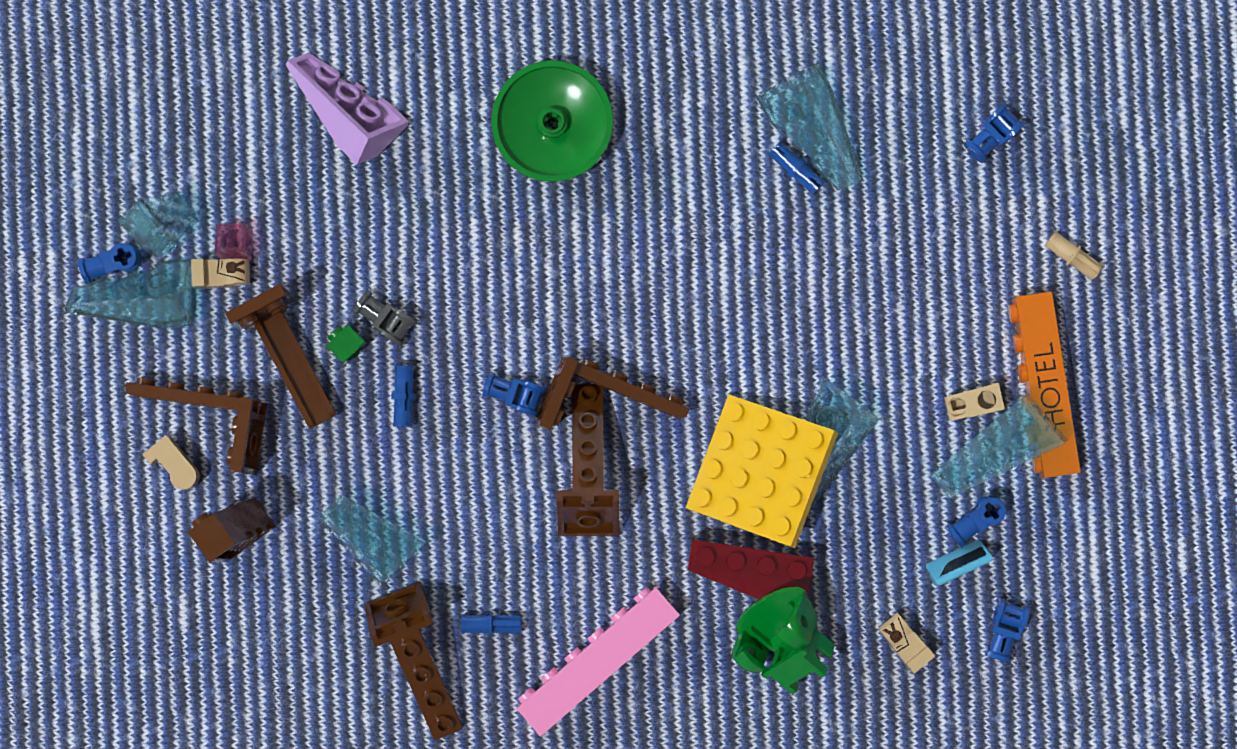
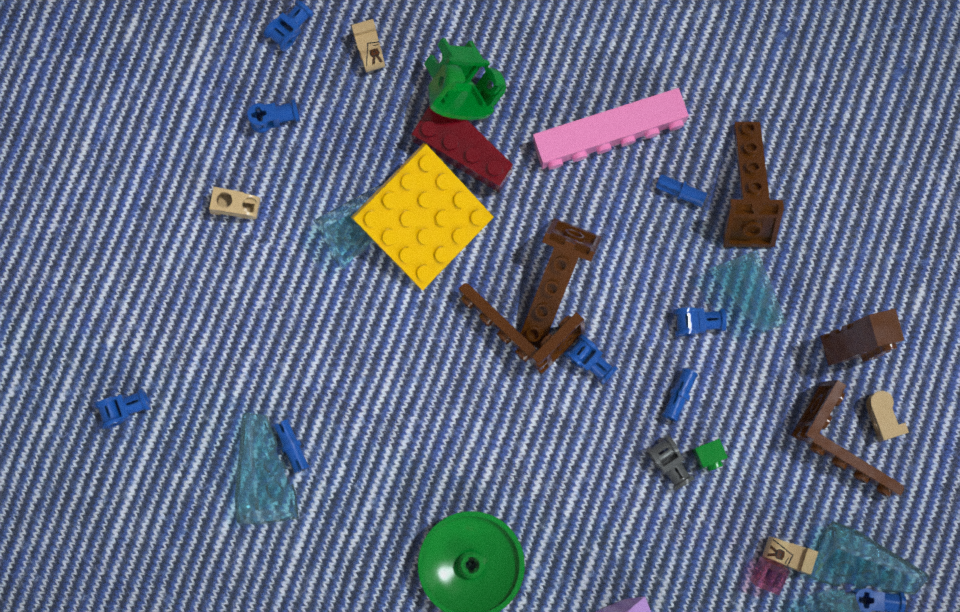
camera: 155 degrees left, 5 degrees down
(267, 316) = (760, 465): reddish brown bracket -> none
(416, 484) = (698, 321): none -> blue connector
(958, 562) = (302, 89): medium azure slope -> none
(1007, 442) = (230, 157): clear light blue wedge -> none
(1045, 376) = (174, 194): orange brick -> none
(1073, 255) = (106, 286): tan axle -> none

